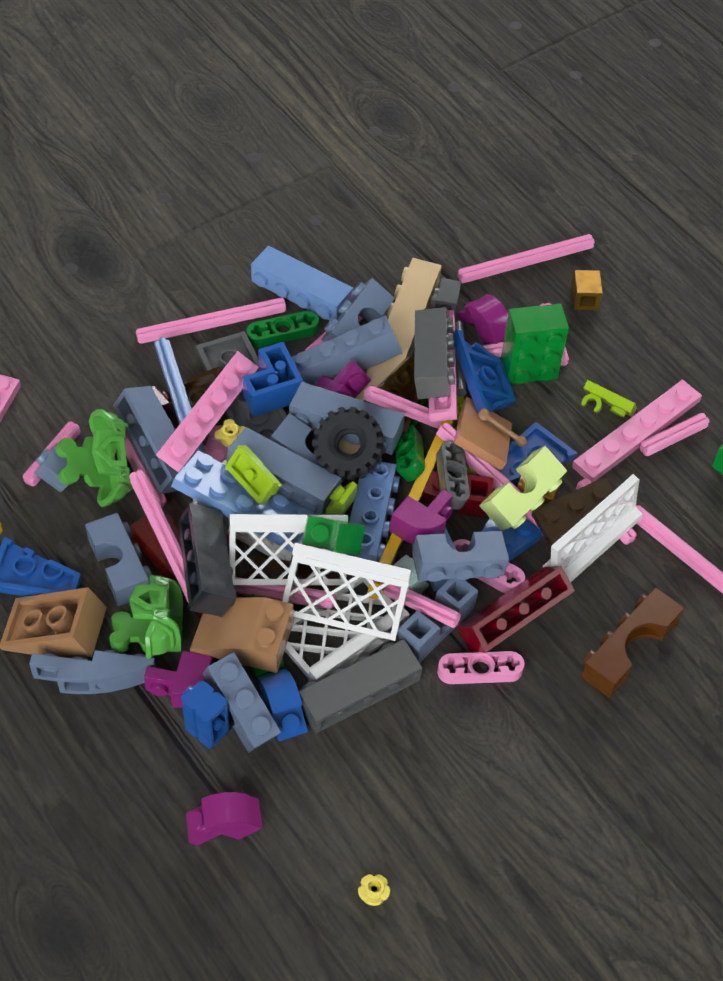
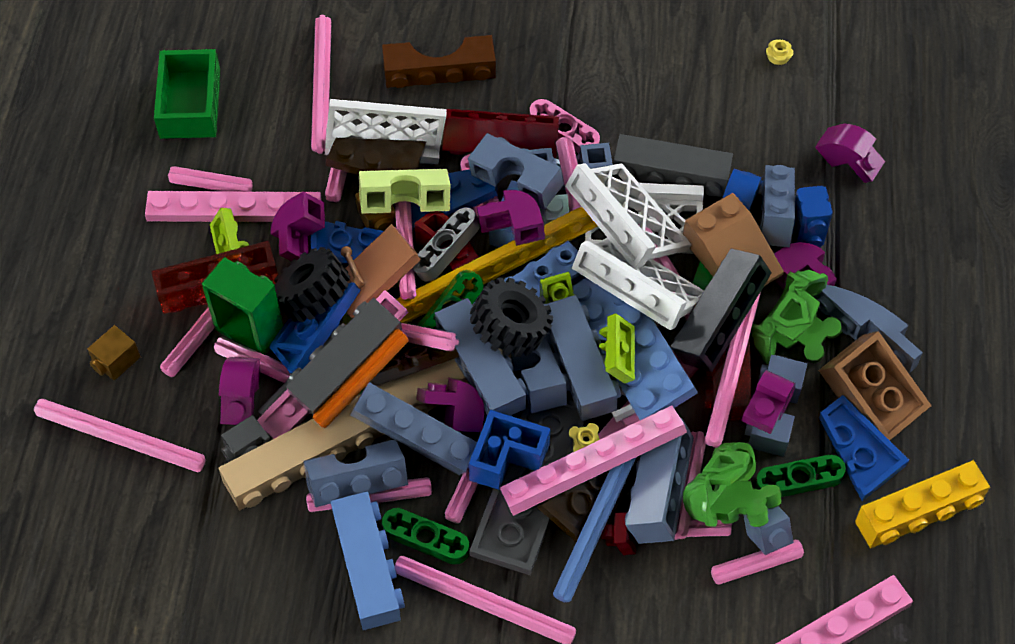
camera: 135 degrees left, 5 degrees up
(65, 515) = (824, 479): none -> green beam
(116, 523) = (769, 401): none -> magenta brick
(333, 535) = (605, 238): green slope -> none
(407, 351) = (360, 378): none -> orange axle
(514, 395) = (310, 284): none -> black tyre
(571, 431) = (295, 222): none -> magenta brick
(582, 365) = (181, 284): none -> clear red brick

